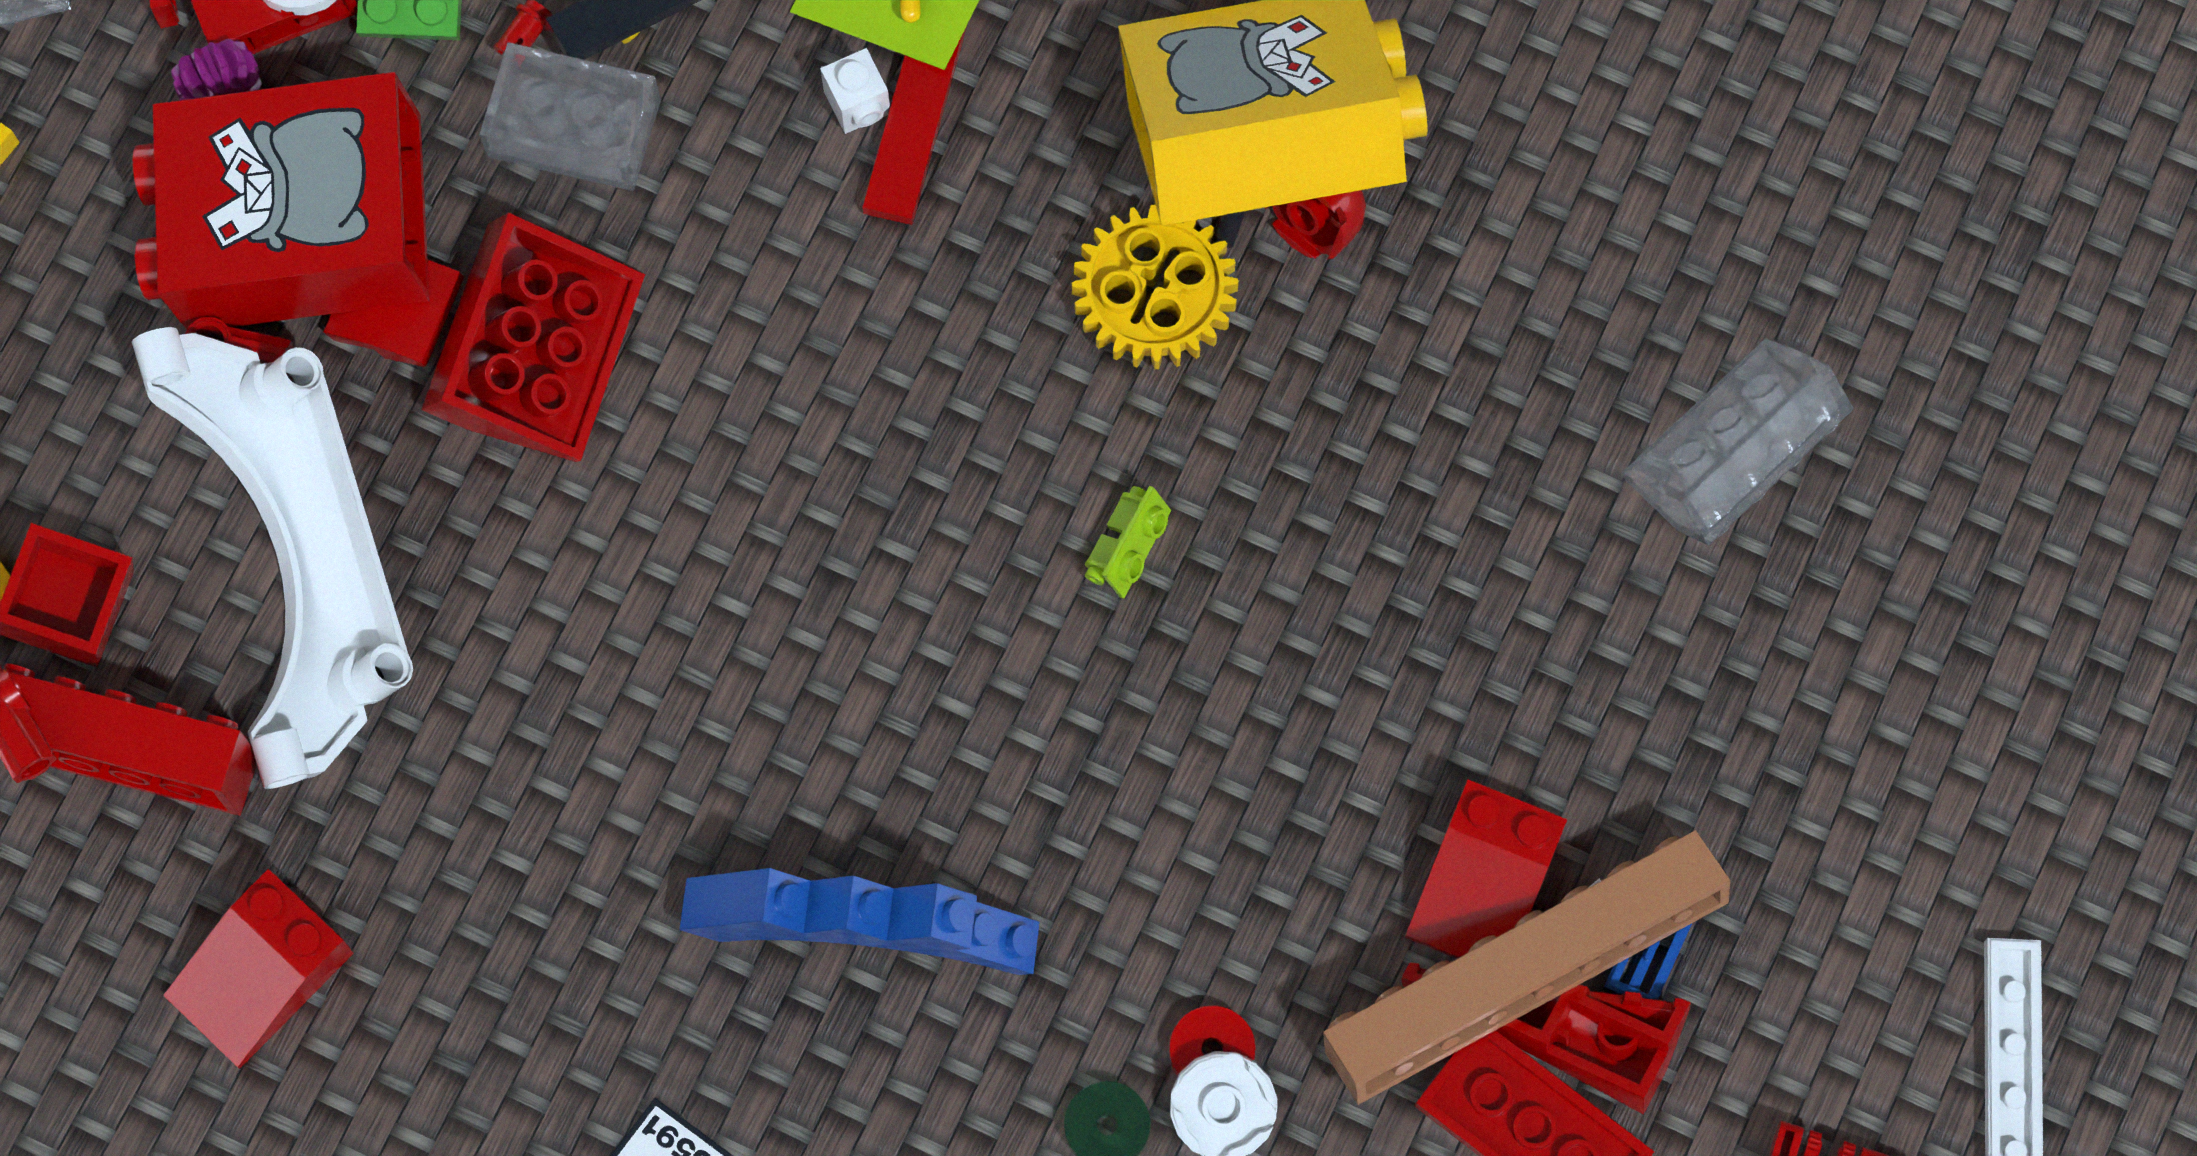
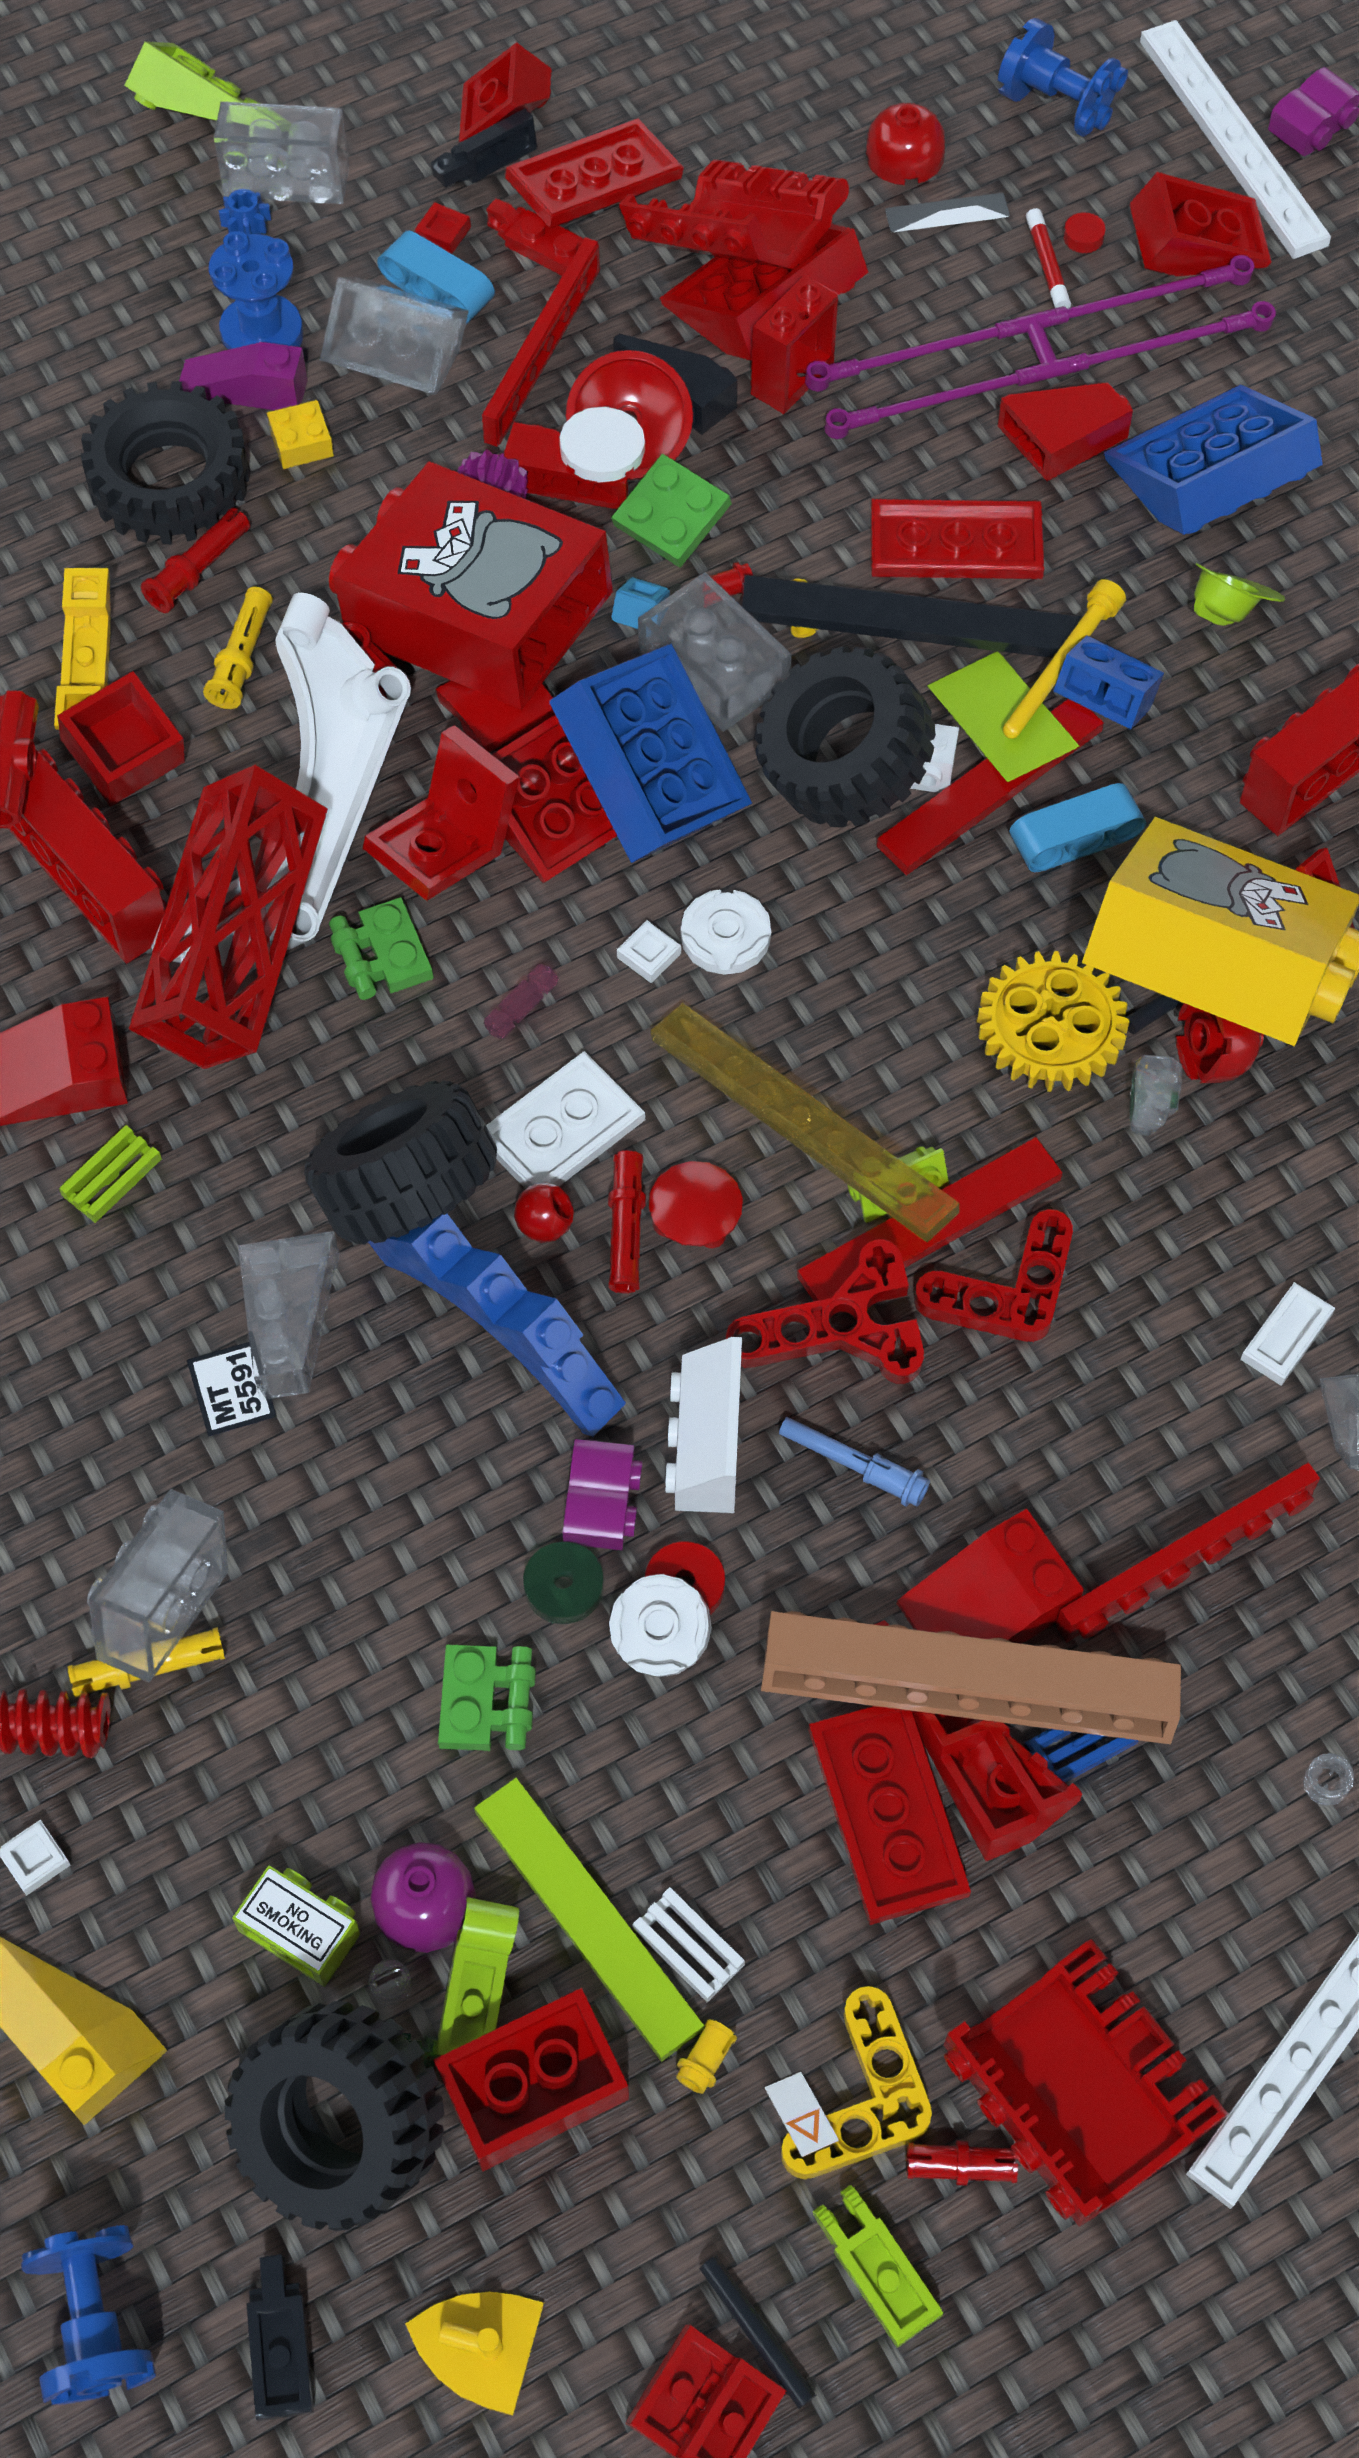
camera: 35 degrees right, 10 degrees down
(102, 435) = (227, 676): none -> yellow pin
(296, 591) = (277, 814): none -> red piece
(400, 989) = (110, 1156): none -> lime tile
(451, 106) = (635, 599): none -> dark azure slope
(451, 461) = (454, 819): none -> red bracket
(487, 623) = (394, 944): none -> bright green plate
(596, 269) = (650, 751): none -> blue slope
(651, 598) = (520, 1001): none -> clear pink axle
(667, 1052) = (285, 1308): none -> clear wedge
(684, 845) = (401, 1162): none -> black tyre
(711, 121) = (816, 701): none -> black tyre
(731, 466) = (649, 951): none -> white tile
(780, 696) = (563, 1124): none -> white tile
(787, 397) = (725, 932): none -> white tile
(834, 794) = (543, 1212): none -> red piece
(899, 731) = (626, 1204): none -> red pin
(960, 688) = (695, 1204): none -> red dish
(1005, 543) = (806, 1122): none -> clear yellow tile
(1039, 73) = (1077, 827): none -> dark azure beam
(1082, 1023) = (599, 1494): none -> magenta brick
(1134, 897) = (706, 1428): none -> white slope
(1177, 680) = (856, 1295): none -> red beam
(1183, 563) = (980, 1198): none -> red tile
(1294, 299) = (1154, 1092): none -> clear rock
(1304, 588) = (1010, 1302): none -> red beam
(1307, 829) = (878, 1471): none -> medium blue pin
(1565, 449) = (1287, 1334): none -> white tile
(1618, 739) = (1173, 1563): none -> red plate
(1857, 838) = (1335, 1764): none -> clear bush

